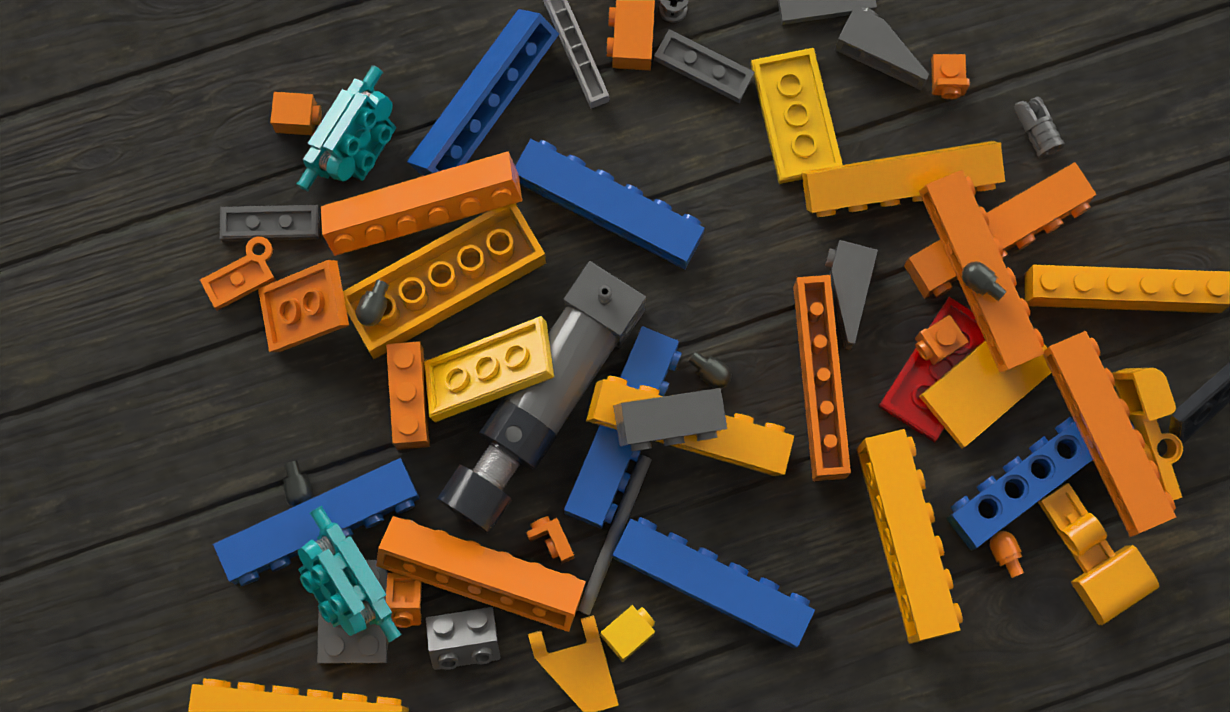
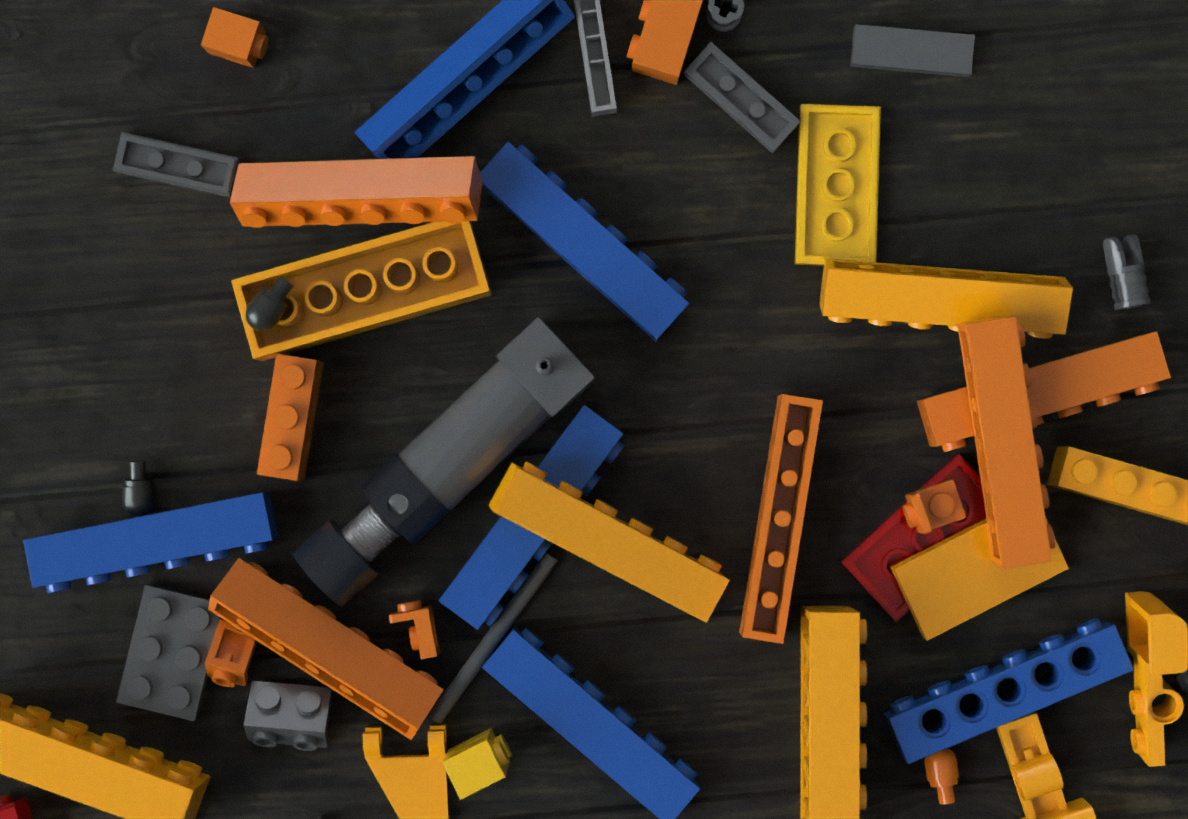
camera: 20 degrees right, 10 degrees up
(240, 276) = (126, 224): orange hinge -> none
(303, 306) = (190, 282): orange plate -> none
(343, 581) = (138, 613): teal piece -> none
(350, 133) = (294, 80): teal piece -> none
(488, 369) = (389, 414): yellow tile -> none
(670, 419) = (584, 535): dark grey brick -> none
(711, 370) = (654, 473): pearl dark grey cylinder -> none
(850, 279) = (846, 407): dark grey slope -> none
(875, 44) = (956, 121): dark grey slope -> none
(949, 75) = (1035, 181): orange bracket -> none
(982, 280) = (1001, 459): pearl dark grey cylinder -> none
(1109, 433) = (1101, 674): orange brick -> none

